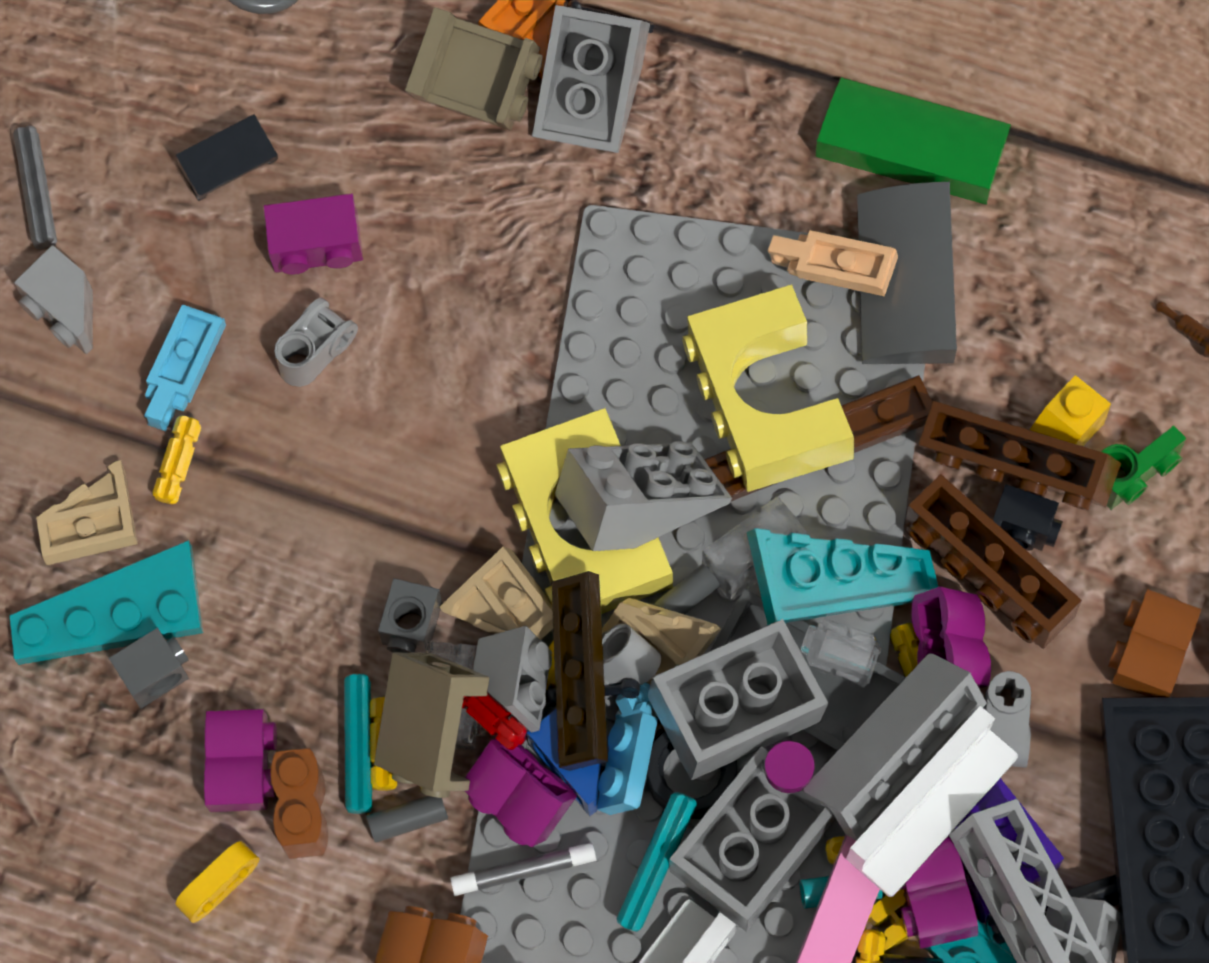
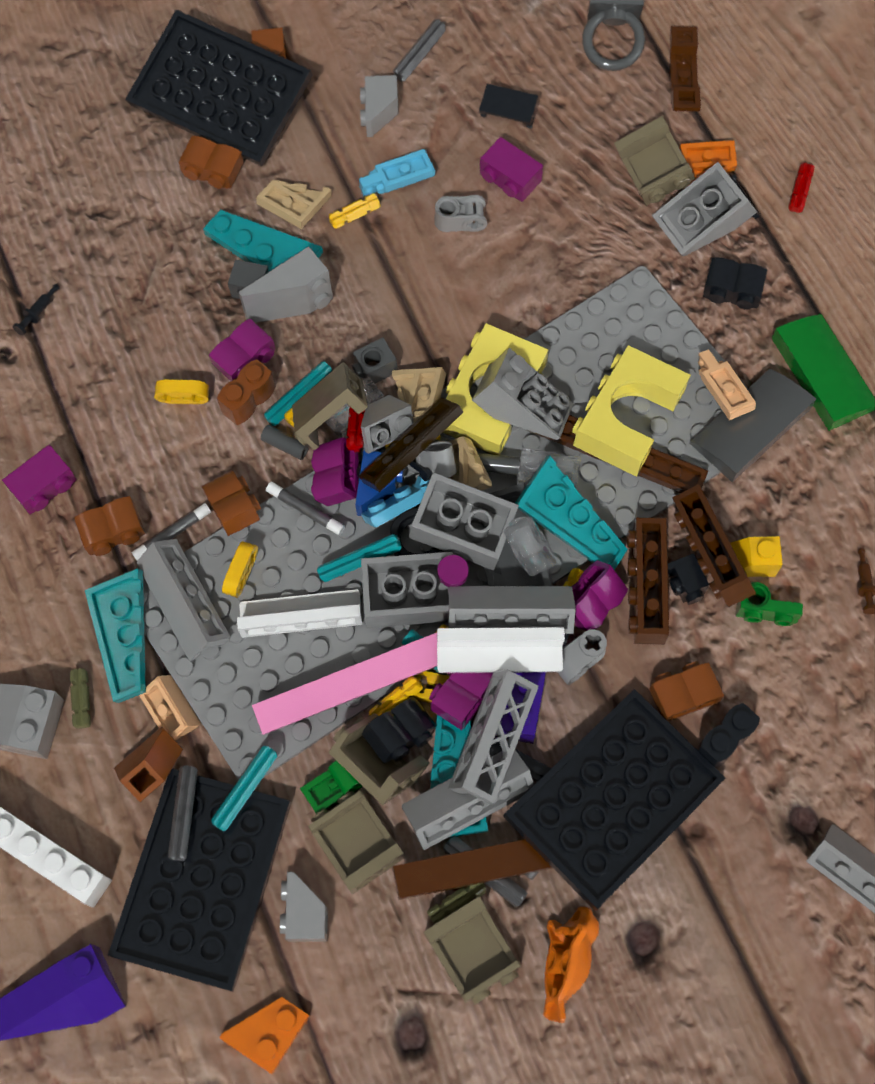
camera: 45 degrees right, 0 degrees up
(220, 627) = (288, 290): none -> light grey slope
(713, 130) = (735, 283): none -> black brick

